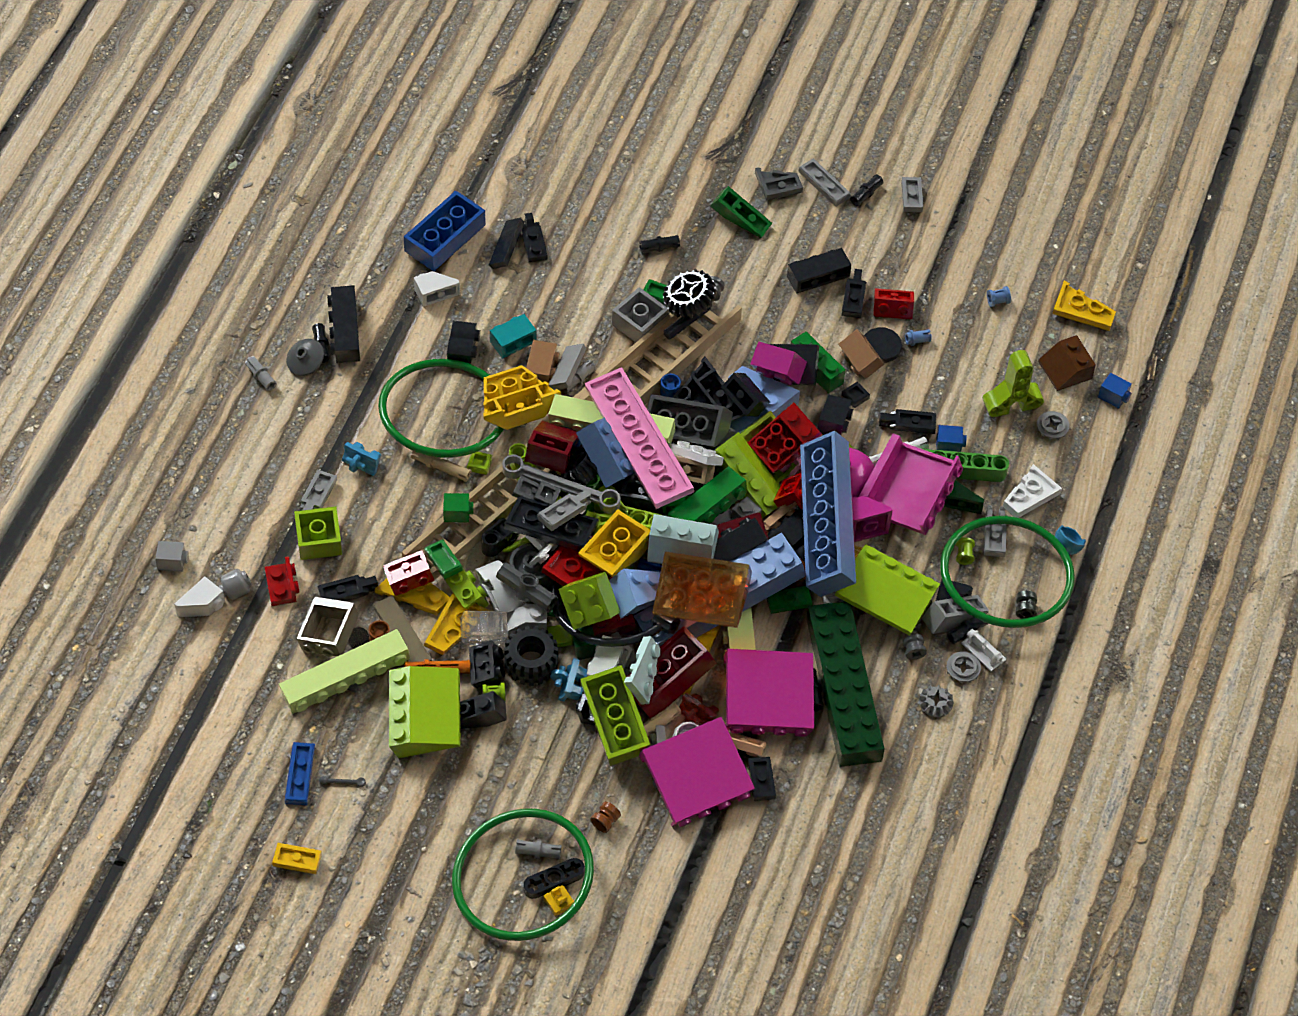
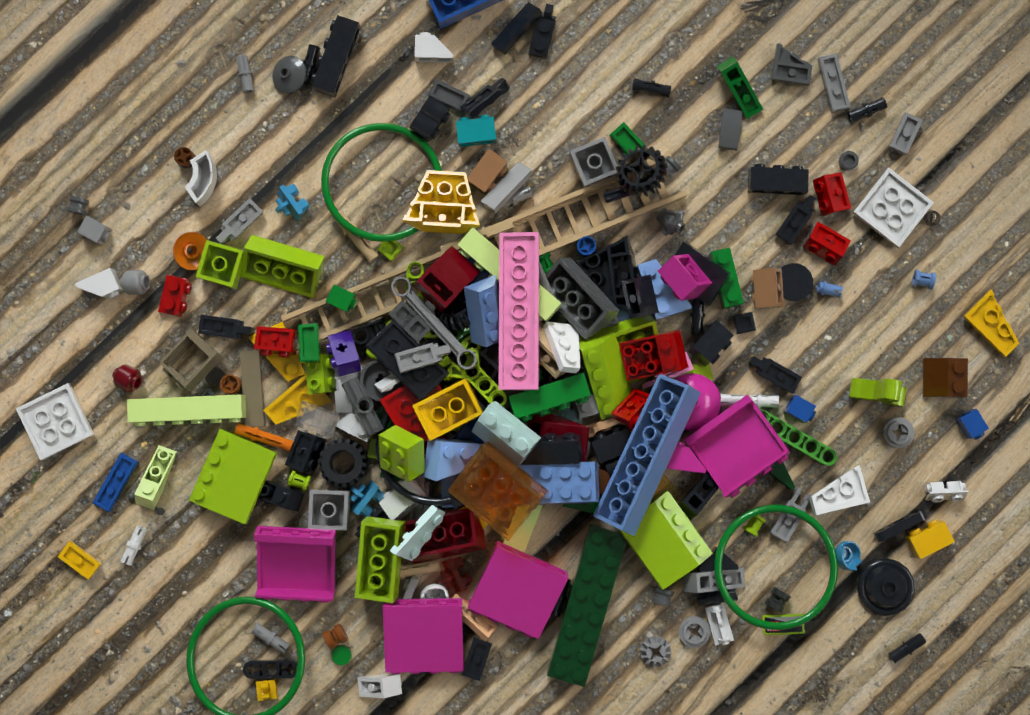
camera: 30 degrees right, 30 degrees up
(143, 541) = (77, 205): none -> dark grey wheel
(209, 741) = (55, 421): none -> white plate
(237, 457) = (181, 157): none -> reddish brown wheel
(261, 462) = (203, 178): none -> white brick
(268, 670) = (127, 378): none -> dark red head
(280, 535) = (196, 243): none -> orange dish
(341, 750) = (155, 478): none -> yellowish green slope
(348, 821) = (134, 545): none -> white pin
(380, 515) = (282, 266): none -> lime slope
(480, 317) = (448, 95): none -> dark grey tile
(482, 556) = (344, 353): none -> dark purple brick
(506, 306) = (484, 98): none -> black hinge
(529, 760) = (295, 563): none -> dark pink panel
(539, 701) = (329, 509): none -> light grey brick
(620, 835) = (341, 655): none -> green tile
(675, 843) = (380, 685): none -> white slope
(739, 336) = (671, 221): none -> dark grey rock
(751, 249) = (730, 129): none -> dark grey slope
(808, 404) = (697, 317): none -> black pin
(873, 234) = (848, 160): none -> dark grey tile
(873, 263) = (831, 193): none -> red bracket
(899, 543) = (698, 496): none -> black slope
(936, 253) = (893, 207): none -> white plate
(973, 249) = (929, 217): none -> clear smoke hinge
(1053, 625) = (783, 618): none -> slope
(1102, 497) = (900, 525): none -> black beam
(1122, 556) = (886, 587): none -> black piece
(1129, 455) = (955, 491): none -> white hinge
(1136, 497) = (929, 539): none -> yellow brick
(1173, 597) = (907, 647): none -> black axle

